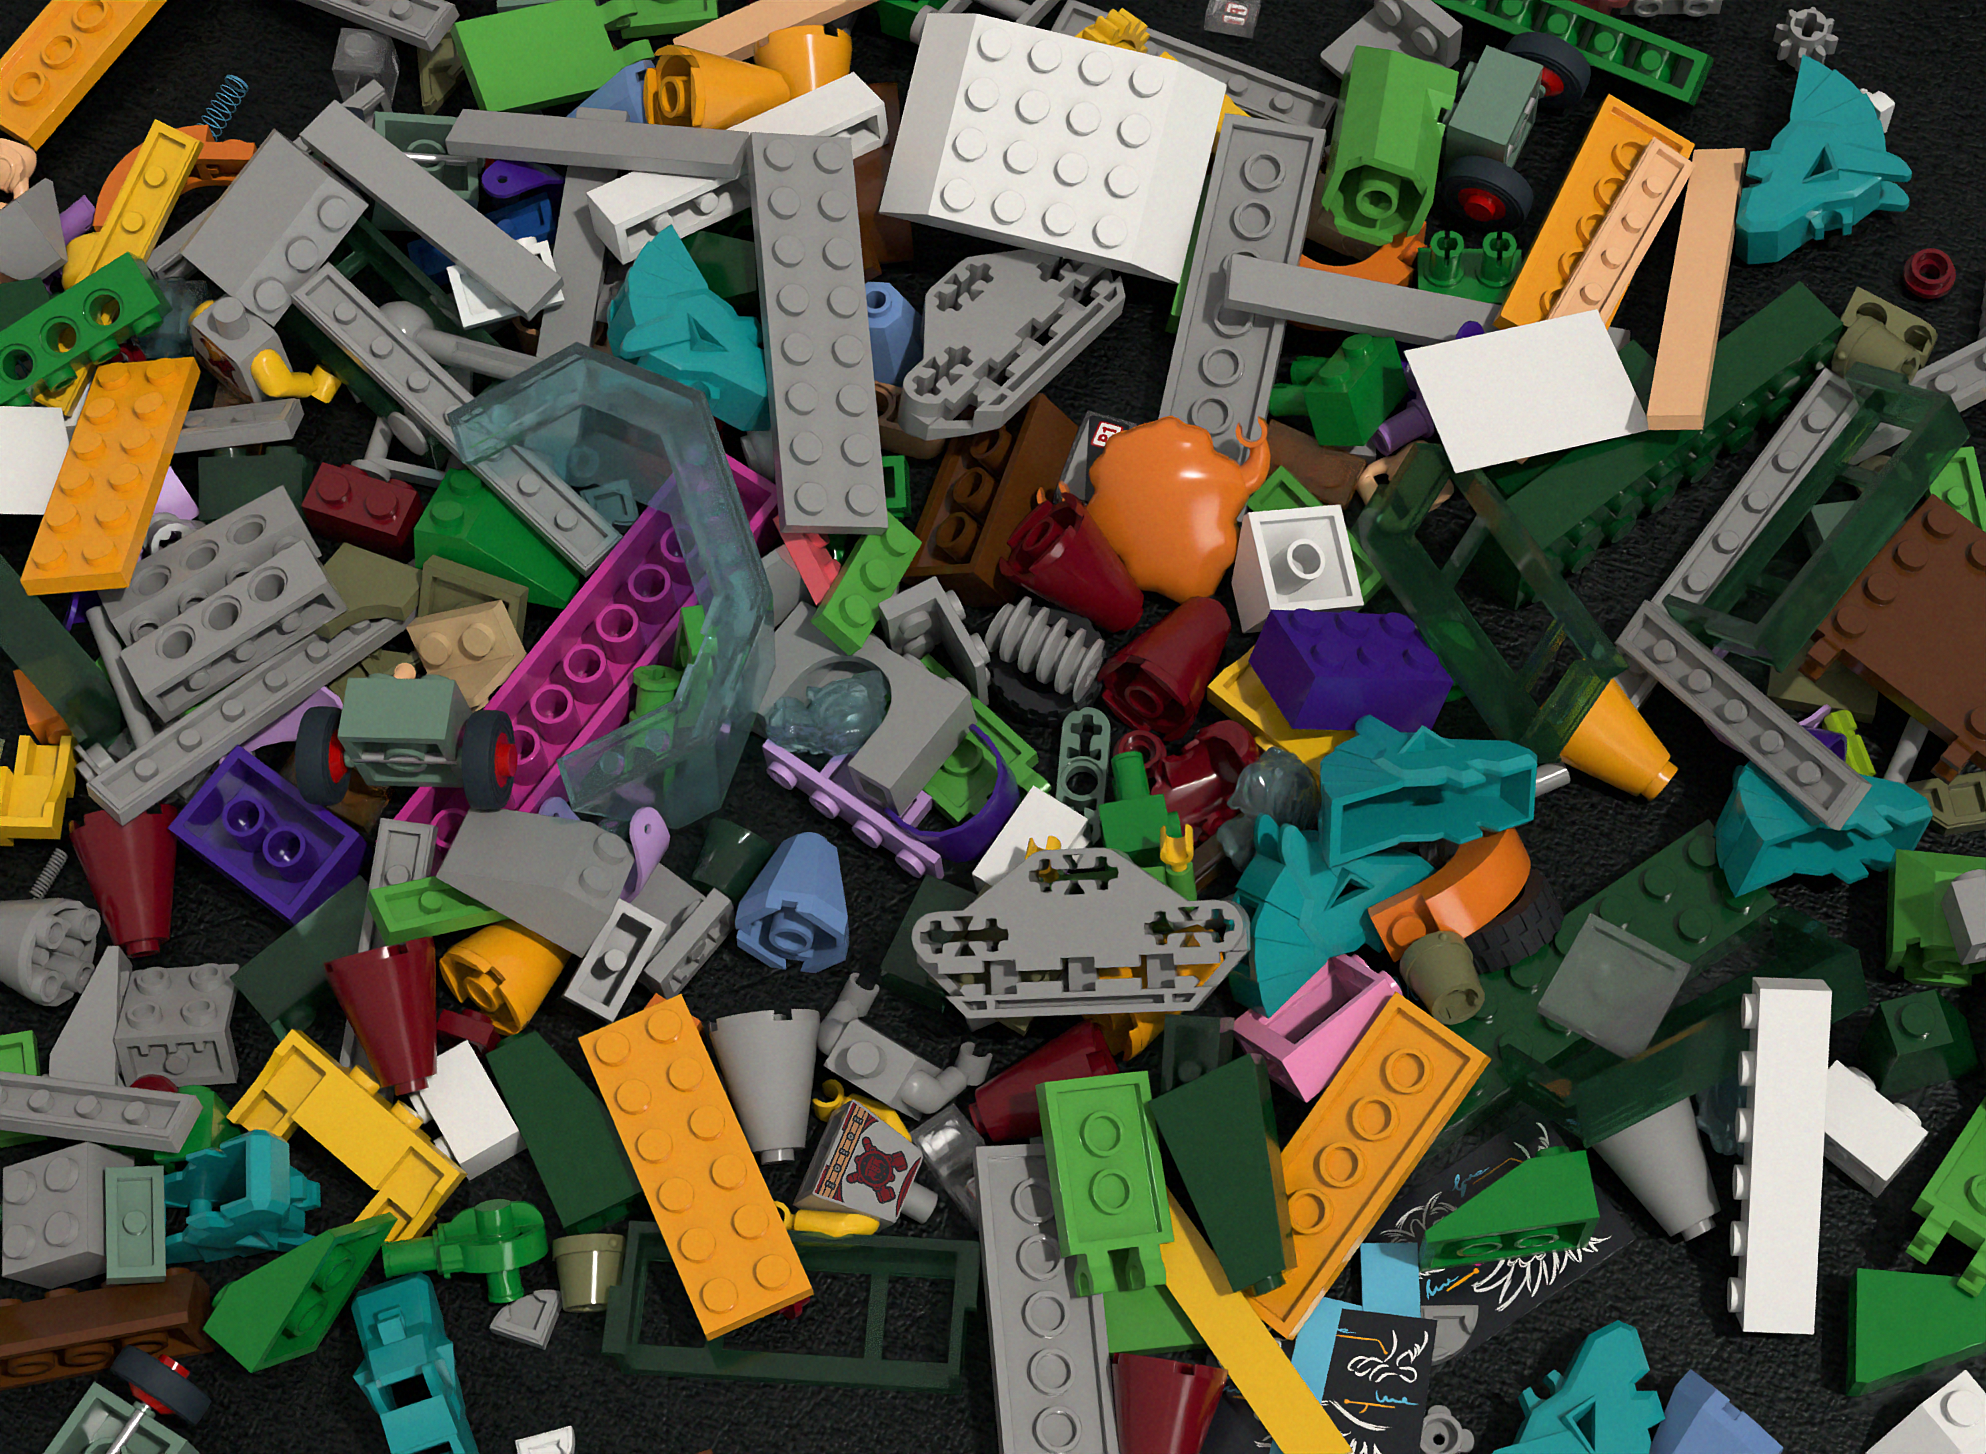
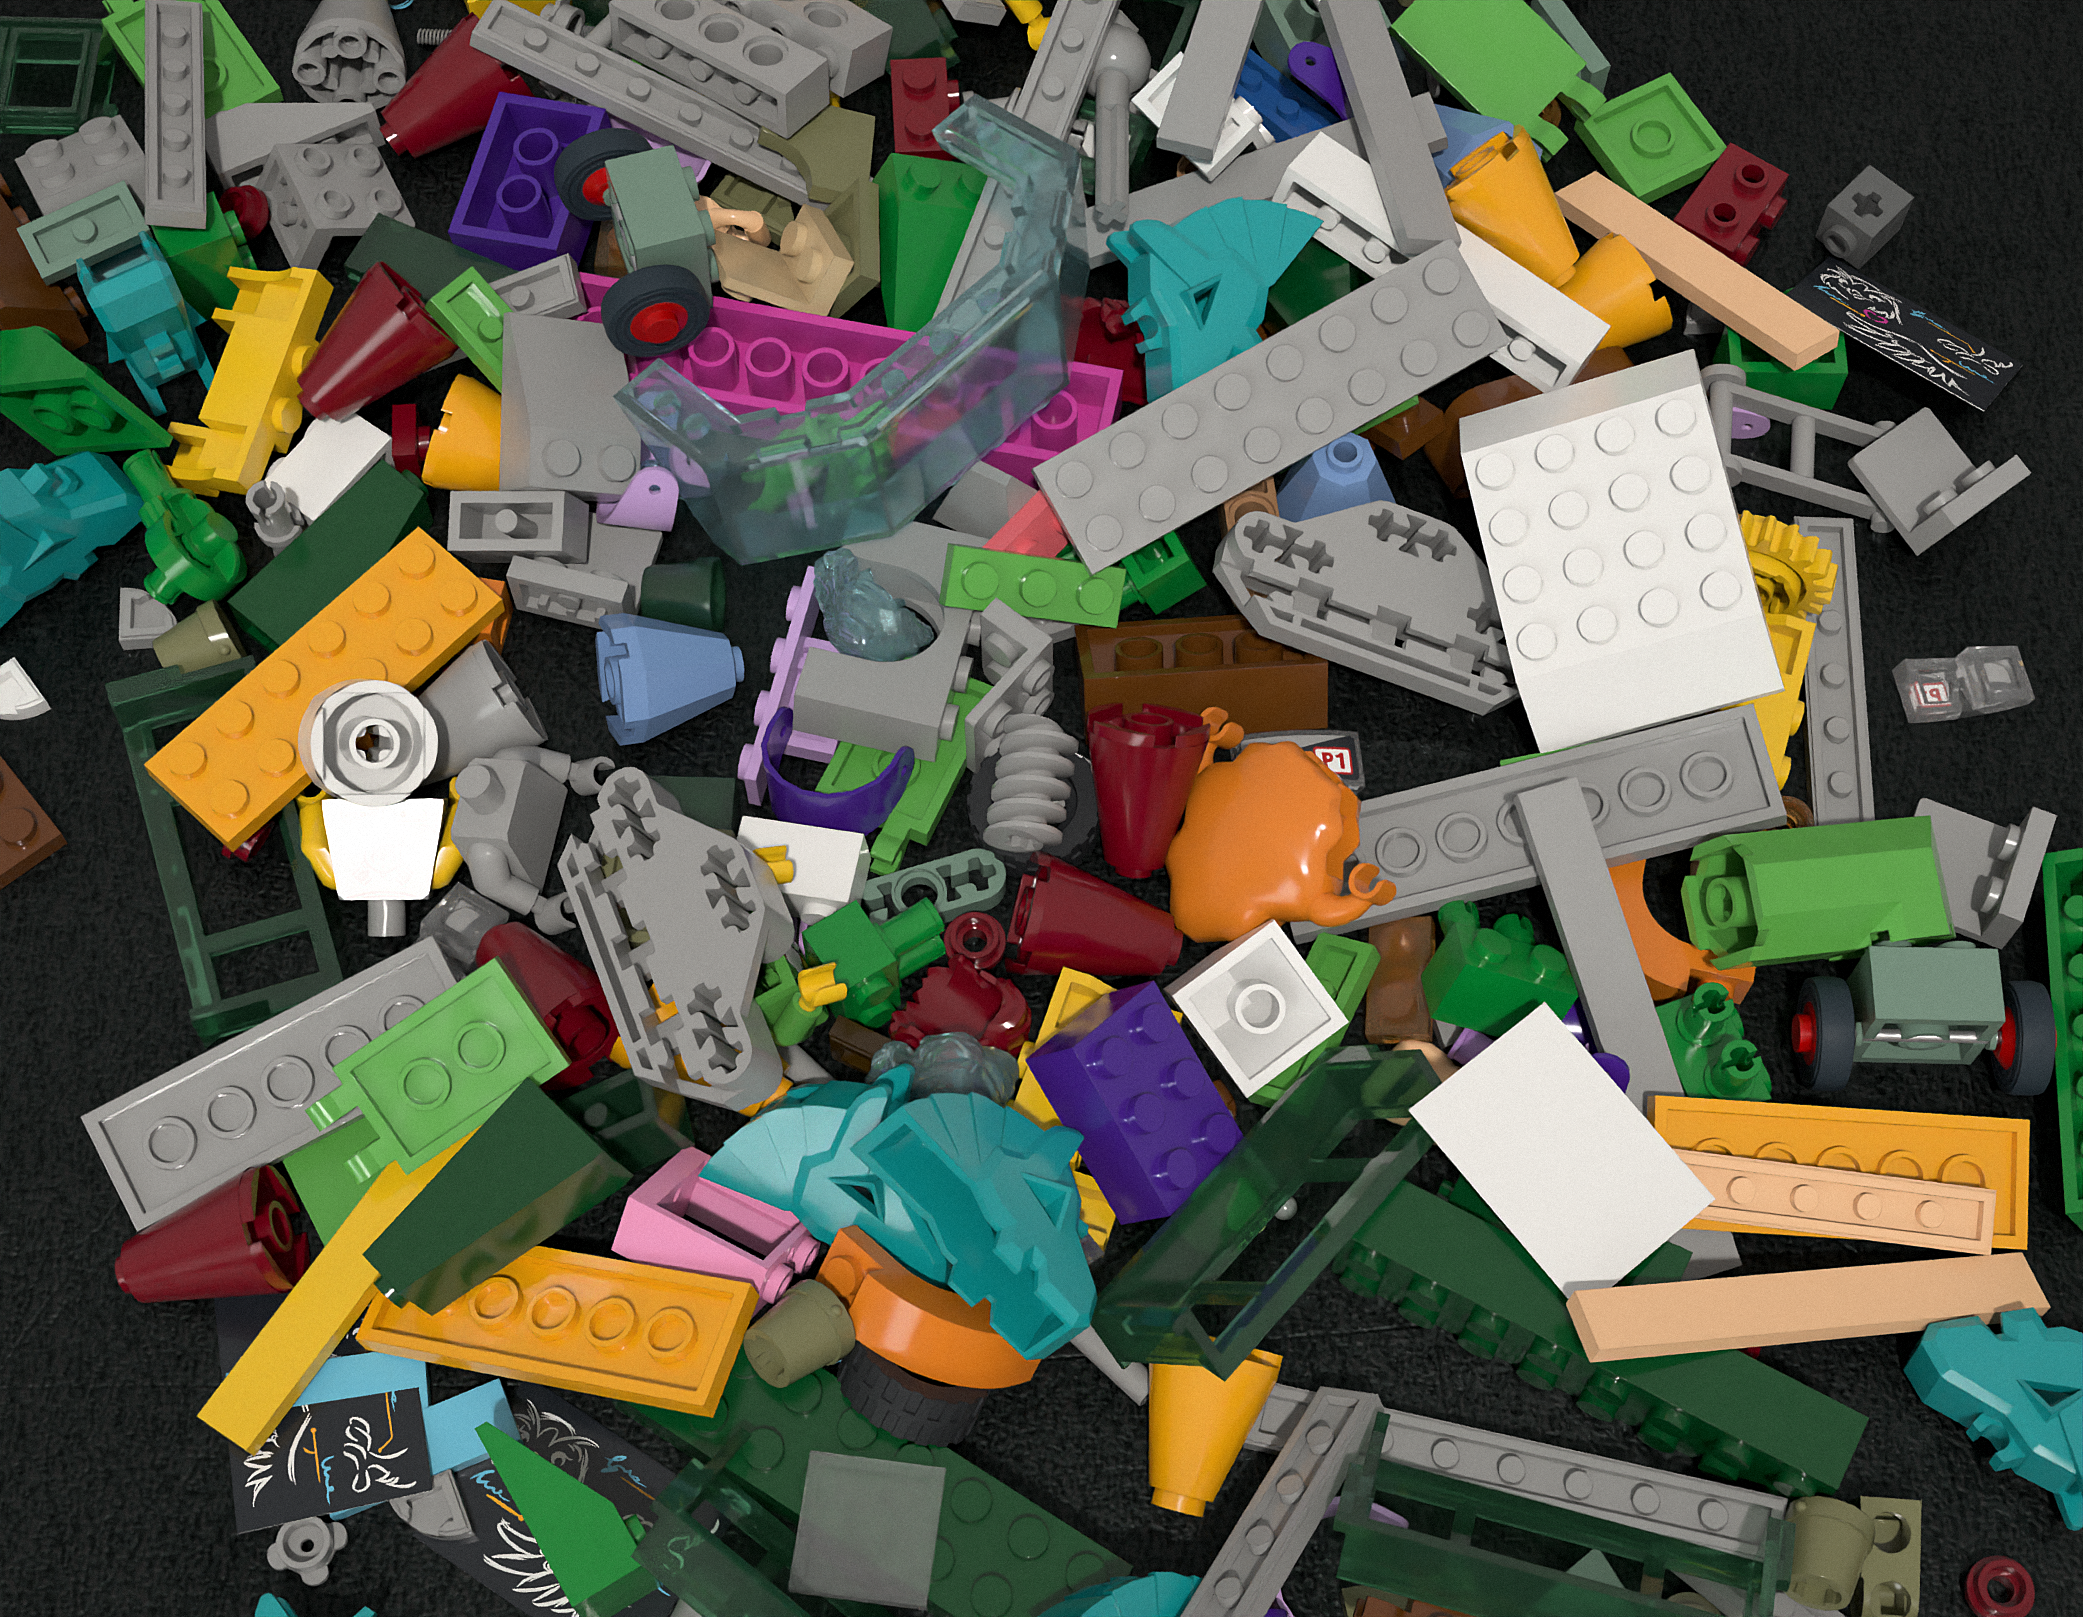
camera: 60 degrees right, 0 degrees up
(507, 1159) = (276, 518): none -> light grey pin
(783, 1133) = (390, 771): none -> white brick

